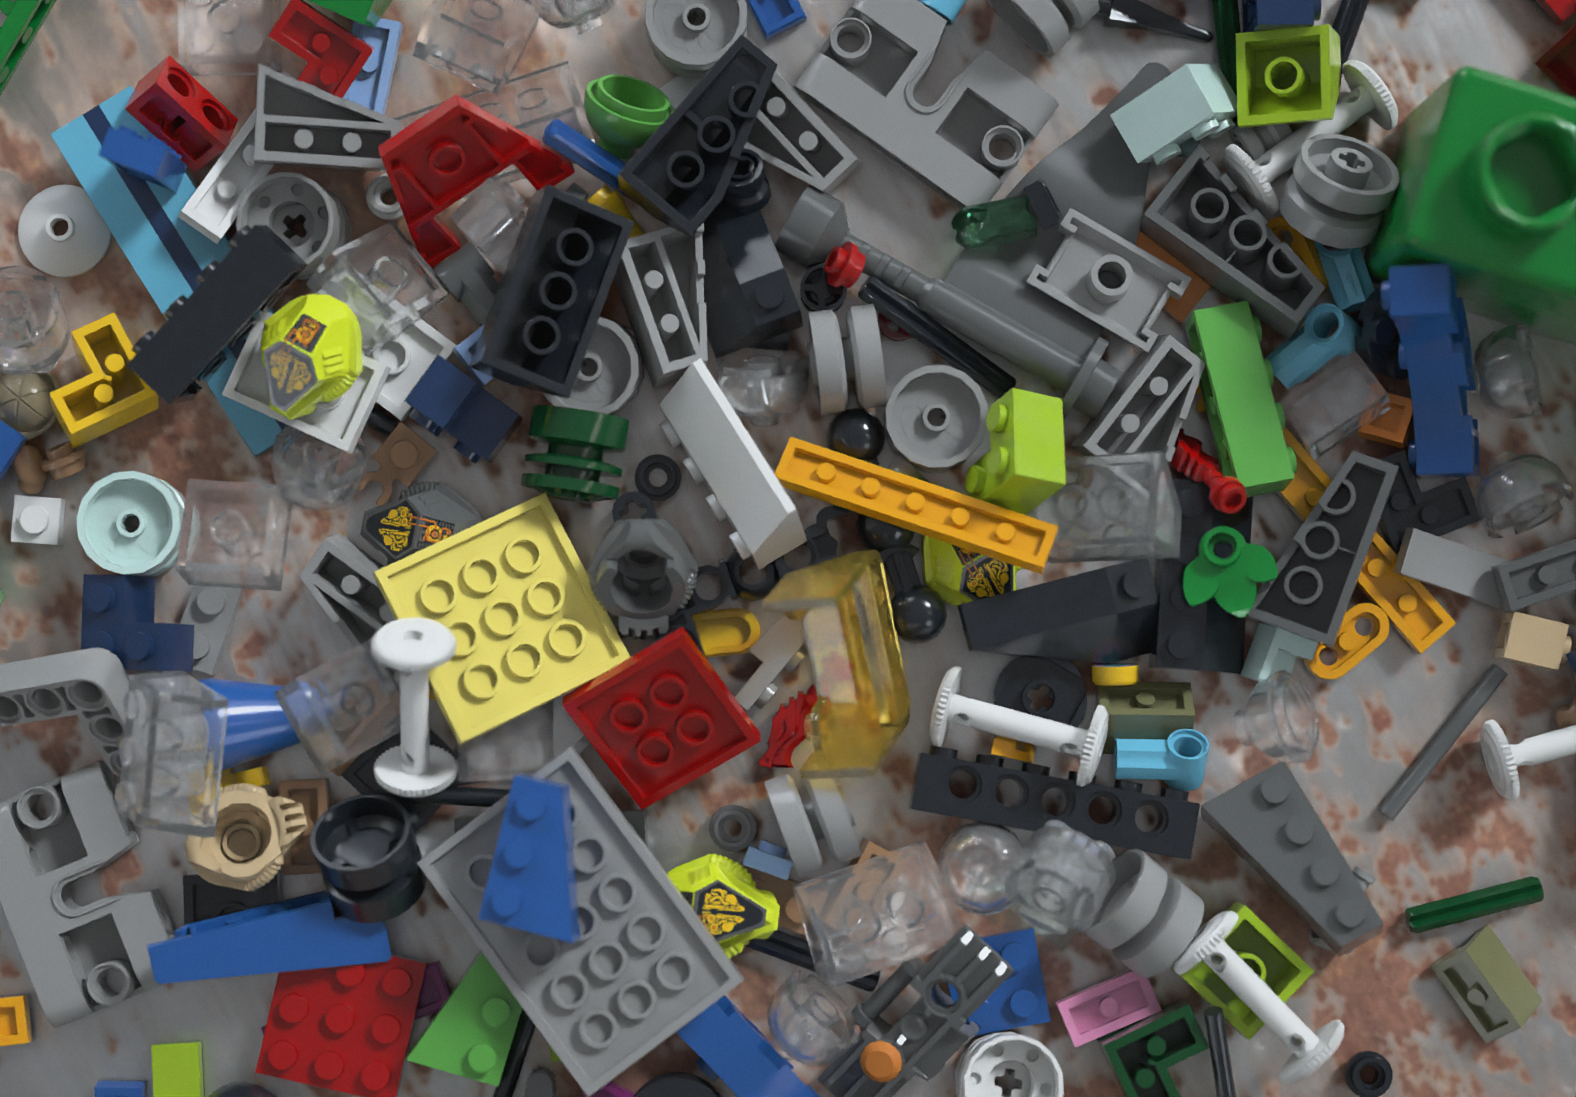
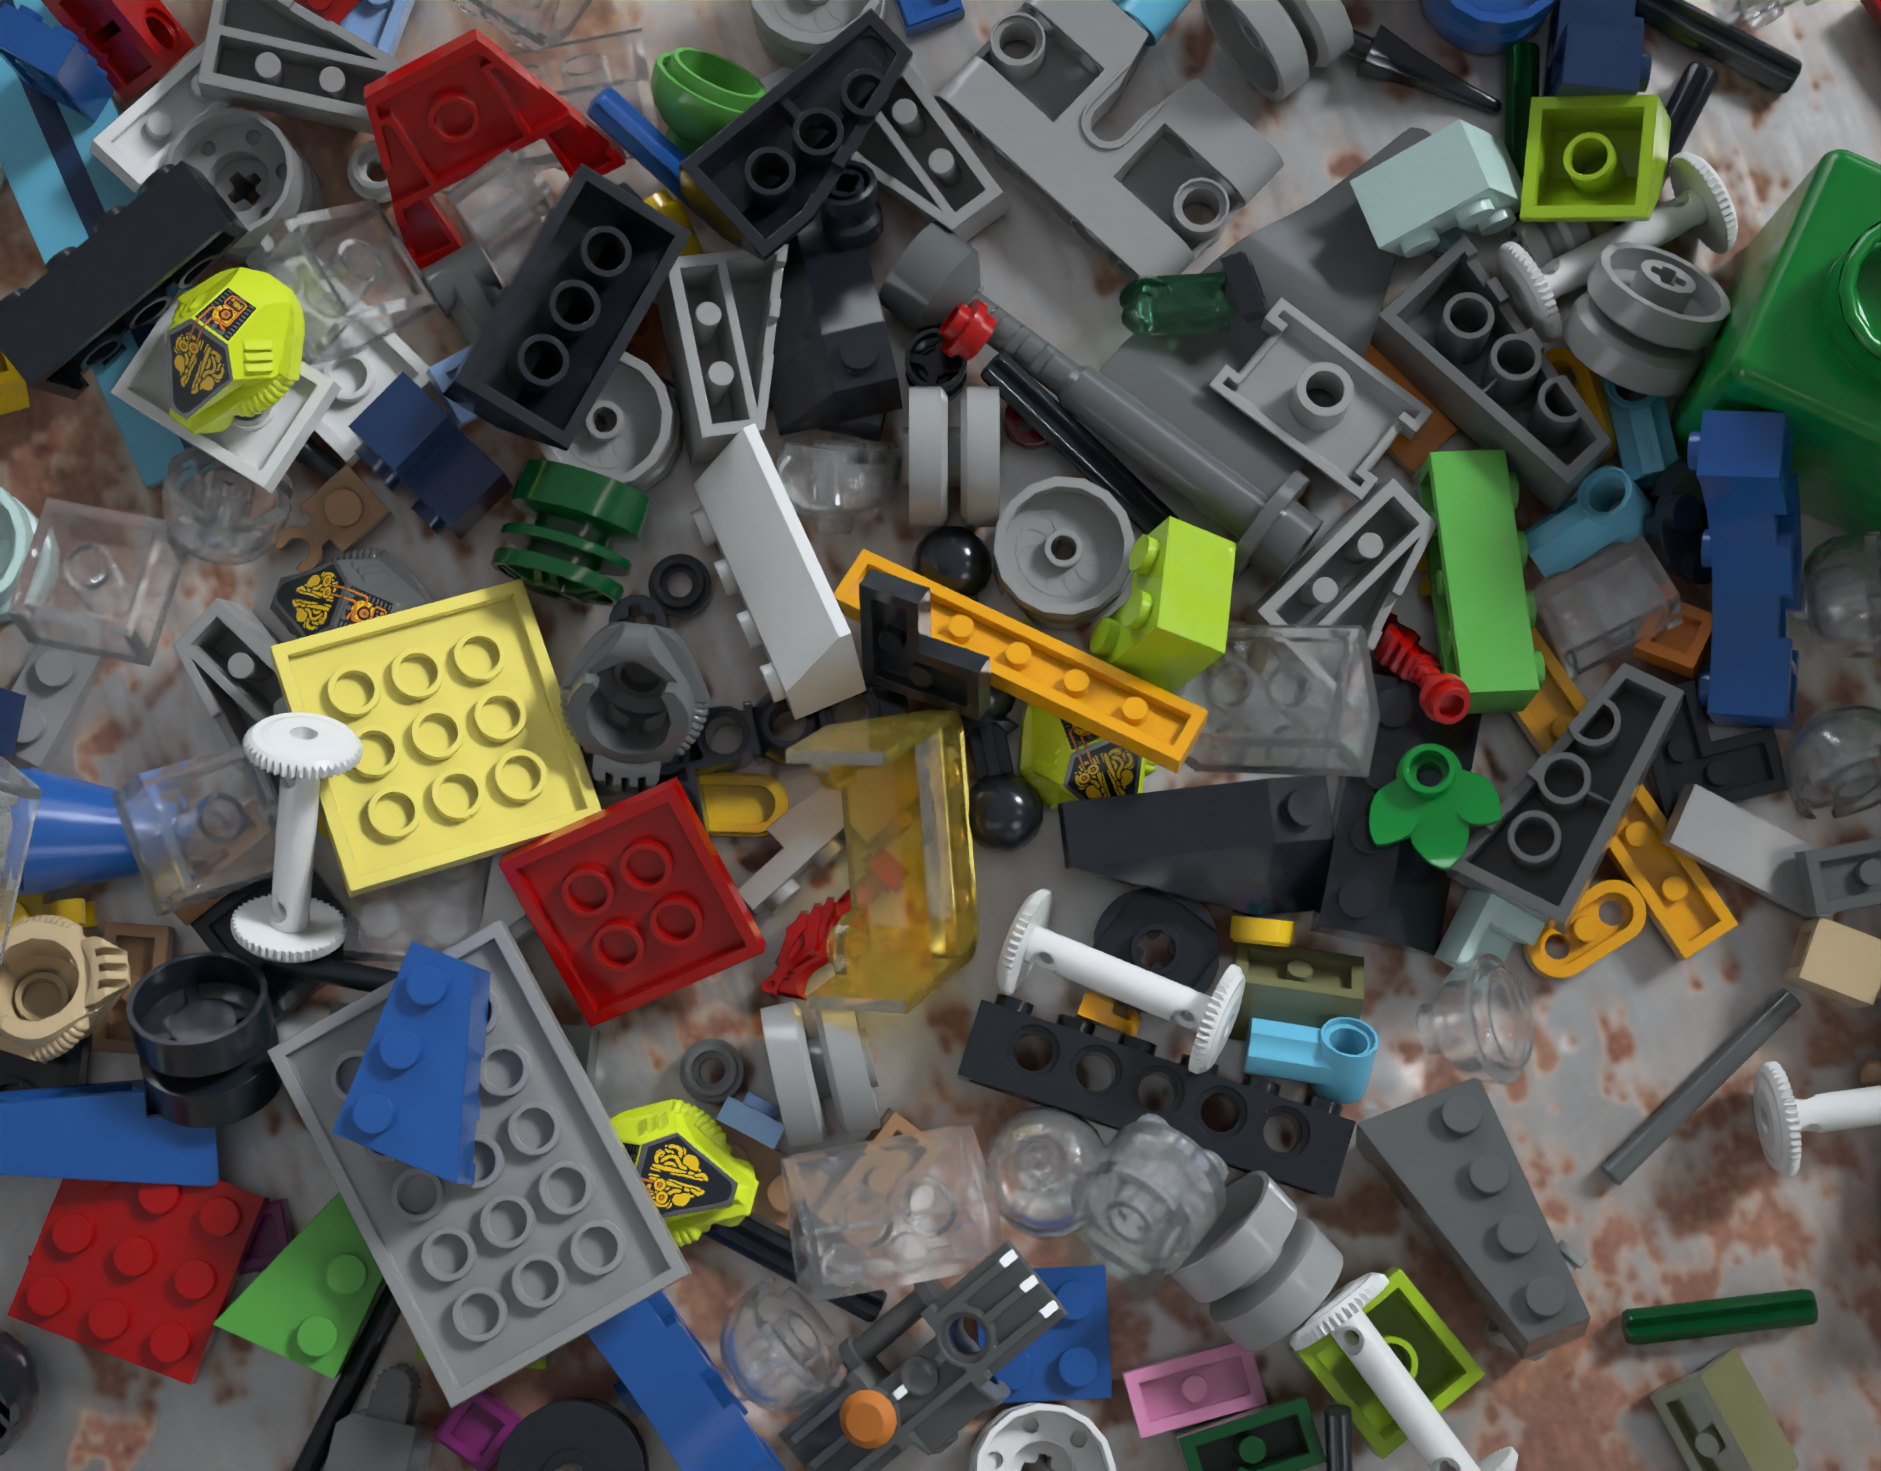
camera: 15 degrees right, 5 degrees down
(834, 516) = (905, 657): none -> black plate

